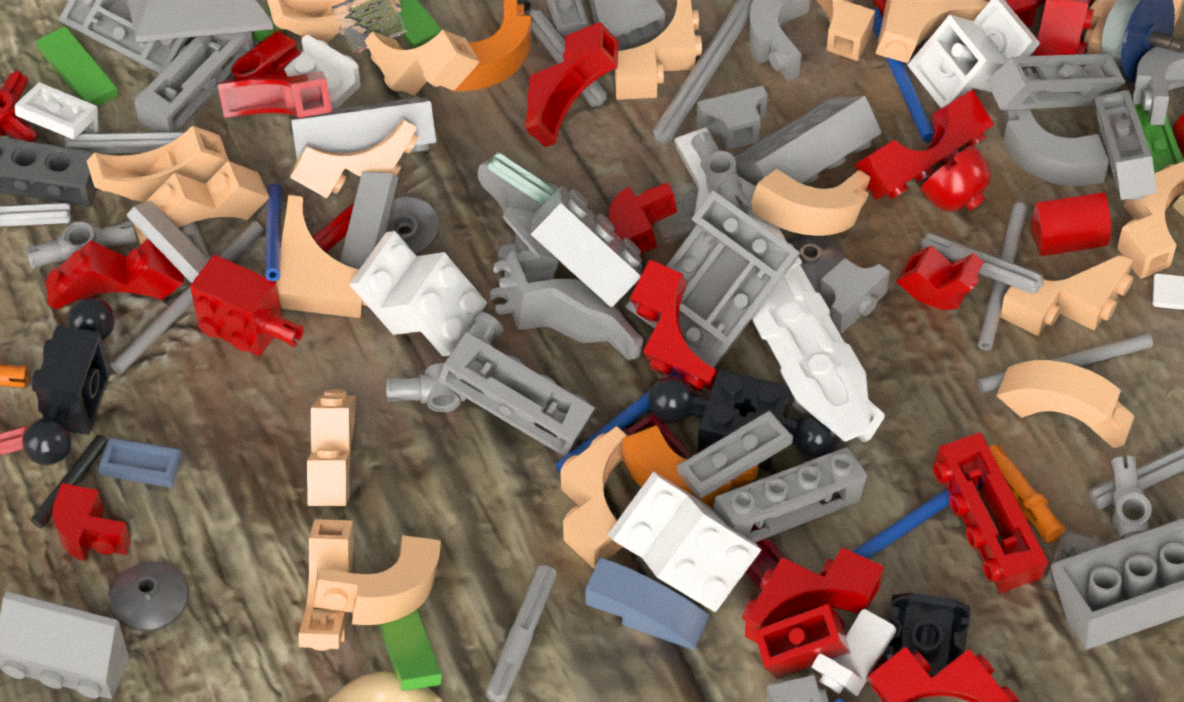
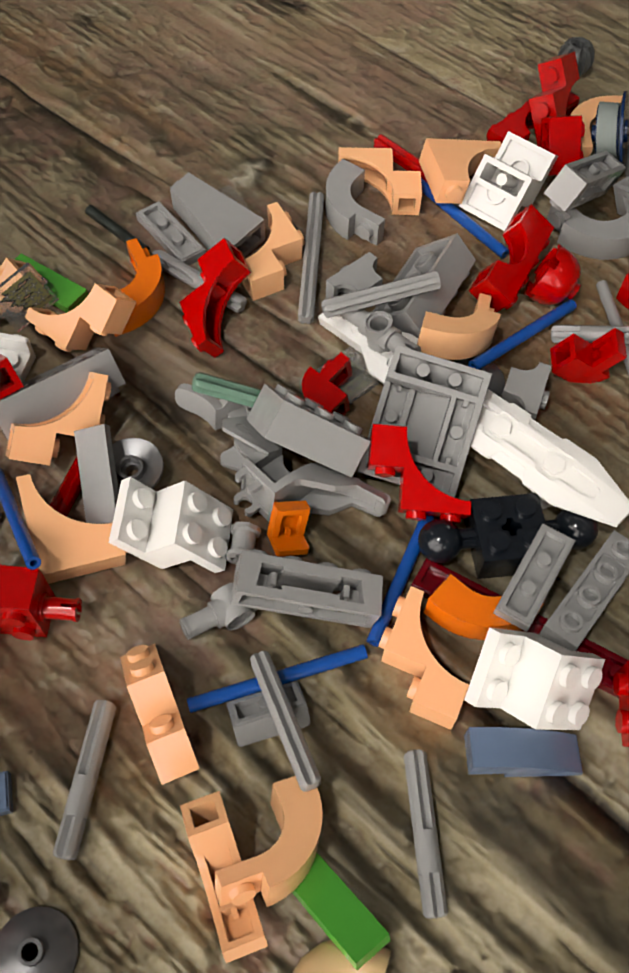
camera: 25 degrees left, 5 degrees up
(245, 481) = (84, 781): none -> light grey axle
(431, 492) = (253, 719): none -> light grey slope
(438, 492) = (285, 722): none -> light grey axle
(455, 465) = (286, 675): none -> blue piece
(530, 335) = (288, 527): none -> orange bracket
(739, 135) = (381, 294): none -> light grey axle
(887, 231) = (522, 335): none -> blue piece

